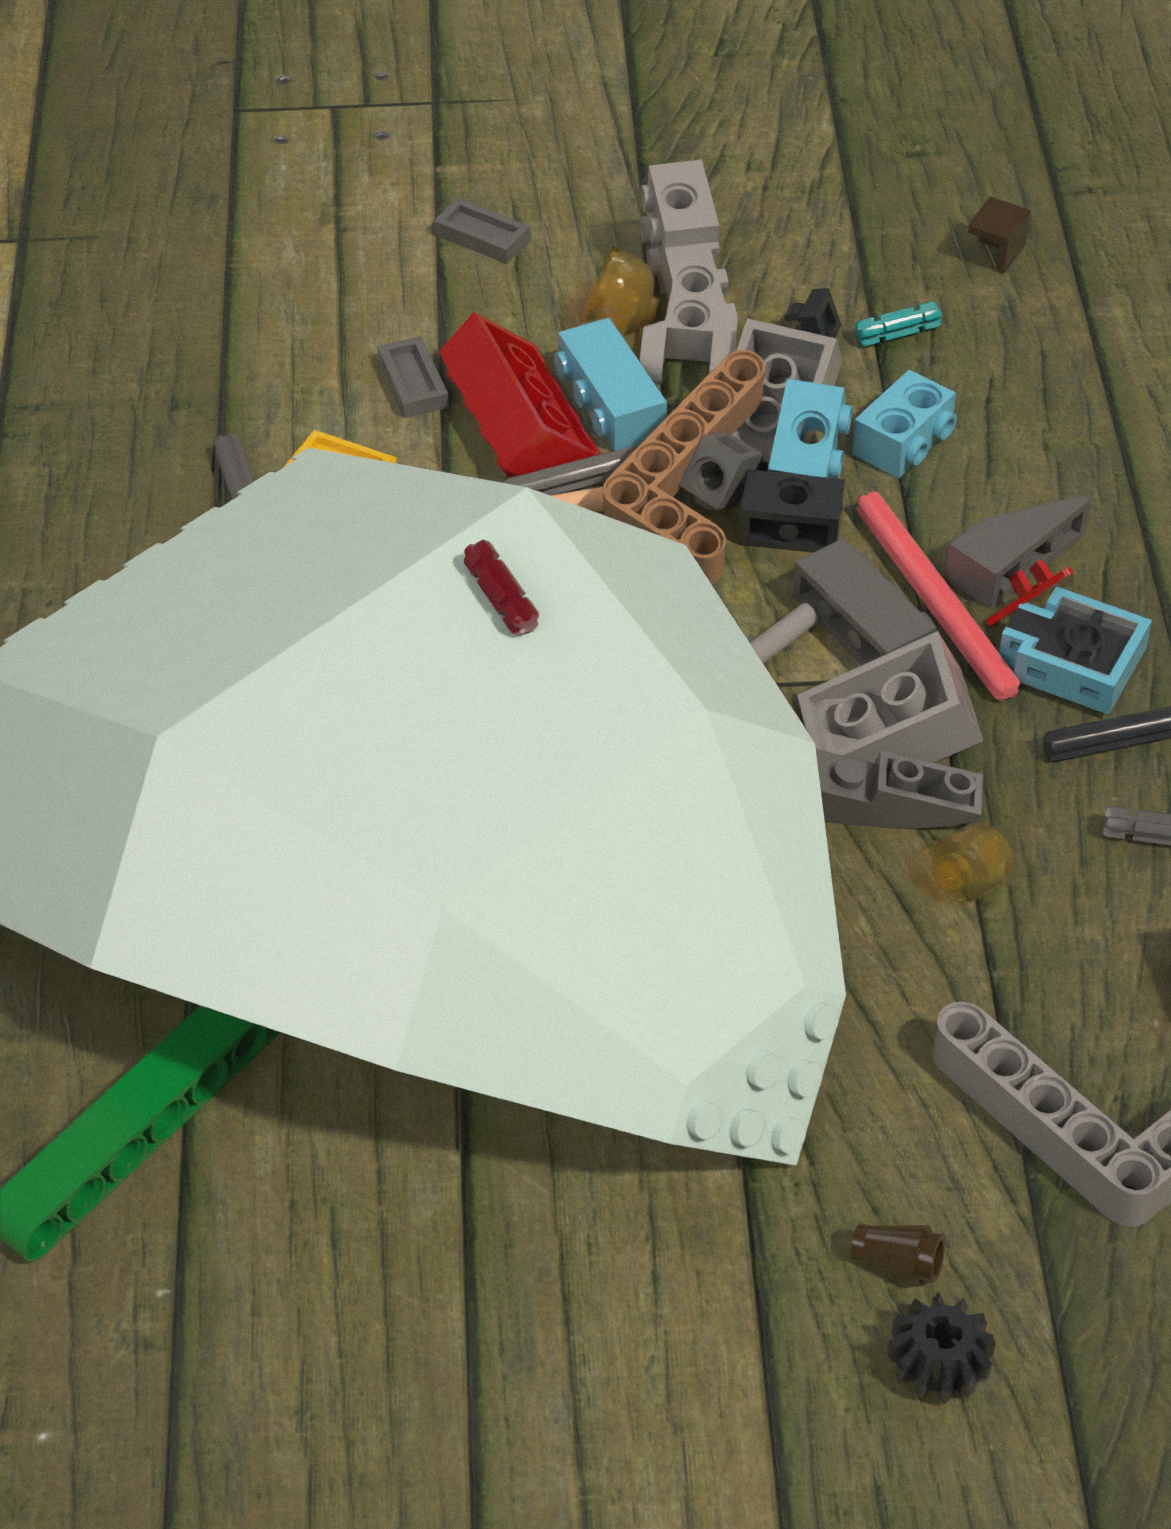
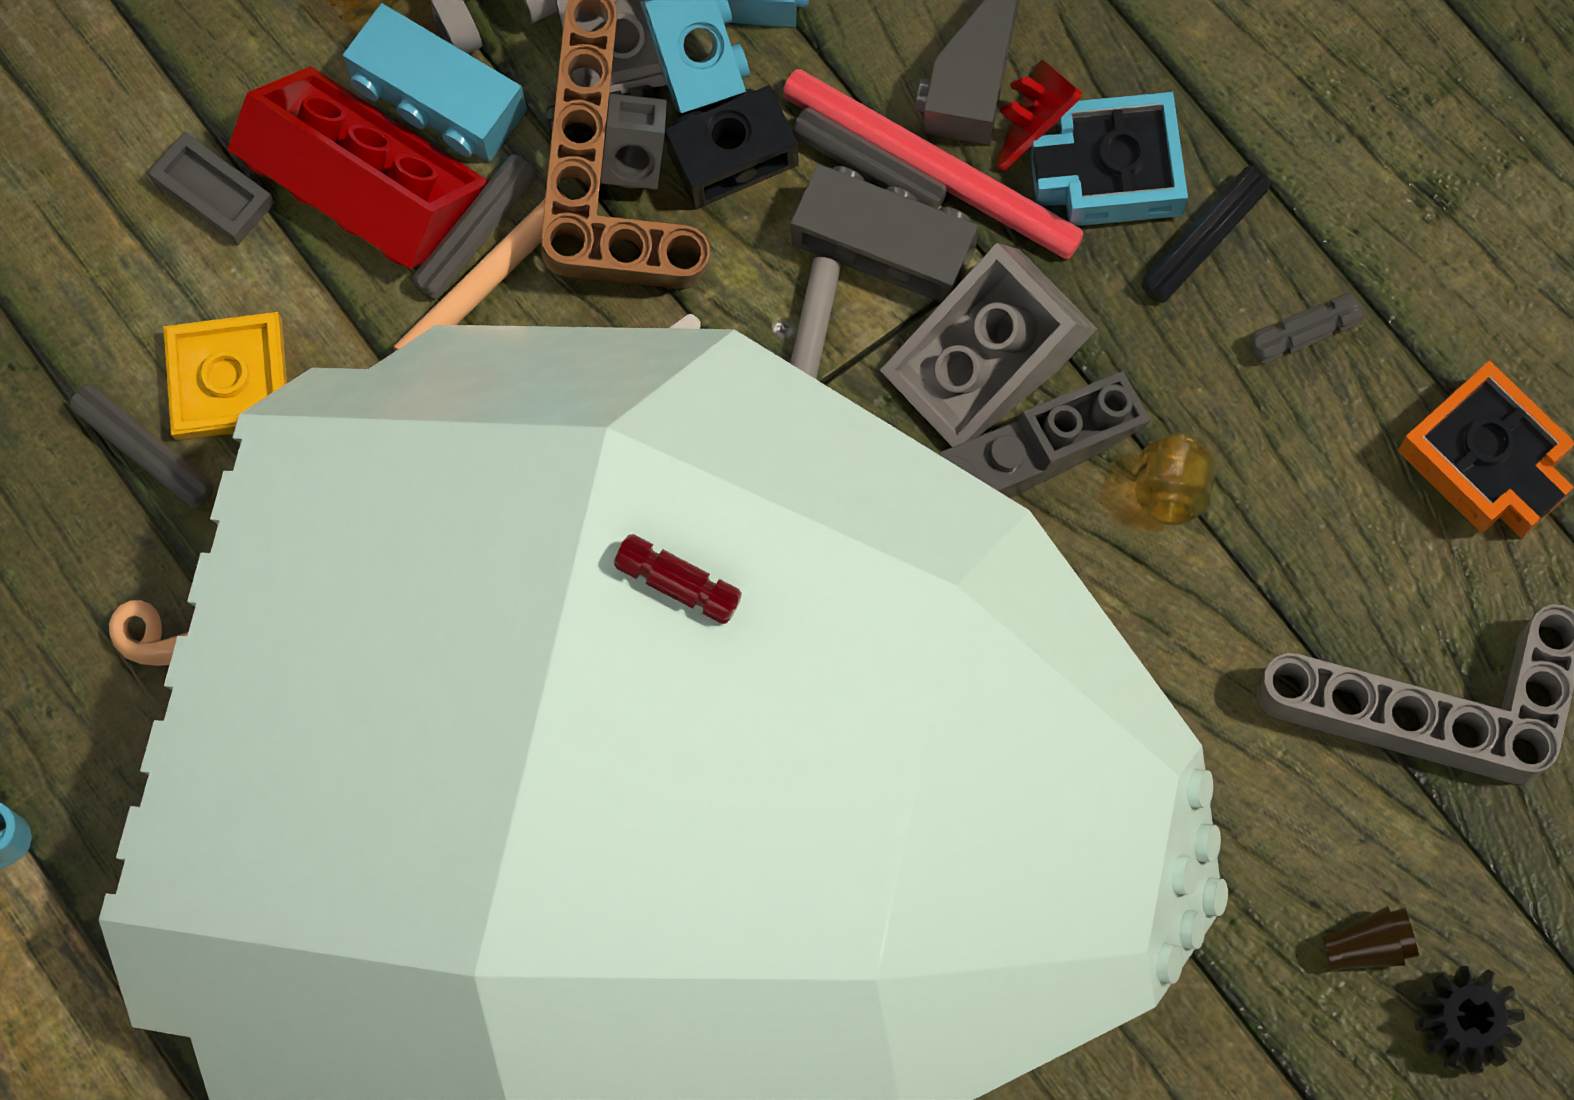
camera: 30 degrees left, 25 degrees up
(869, 541) = (866, 157): none -> dark grey axle

